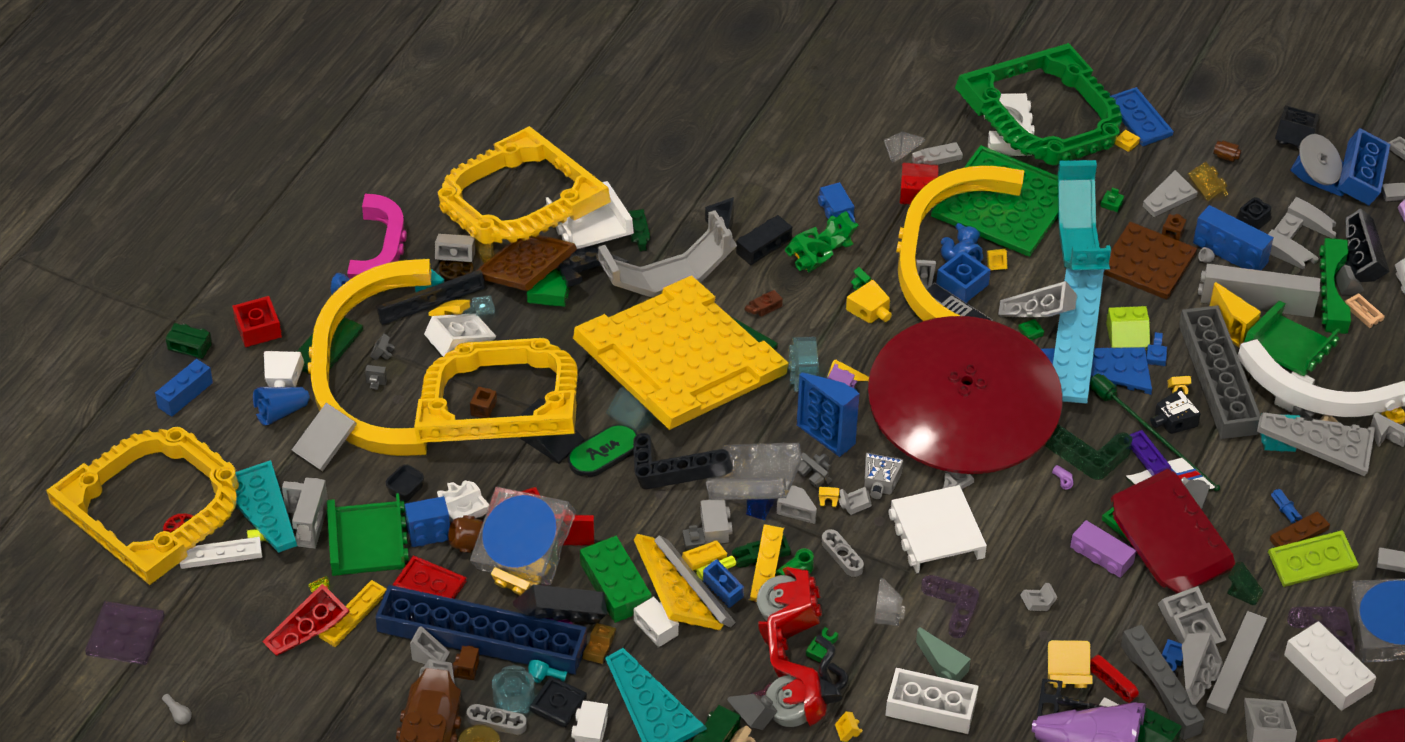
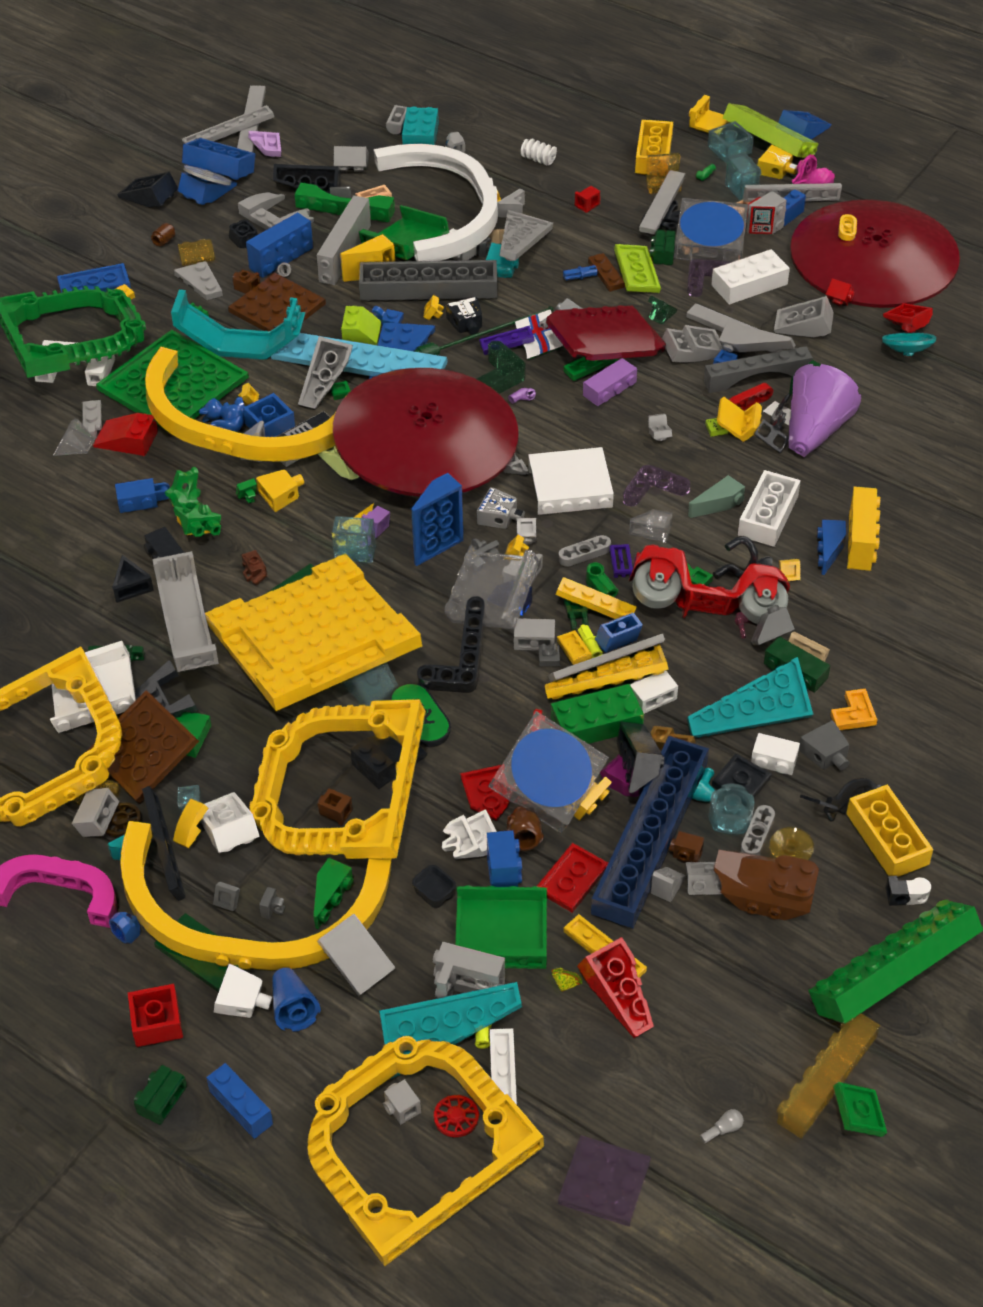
camera: 80 degrees left, 0 degrees up
(188, 489) = (401, 1102): none -> light grey brick
(393, 411) = (331, 884): none -> green slope
(836, 587) = (622, 571): none -> dark purple tile
(1347, 573) = (663, 247): none -> dark green brick

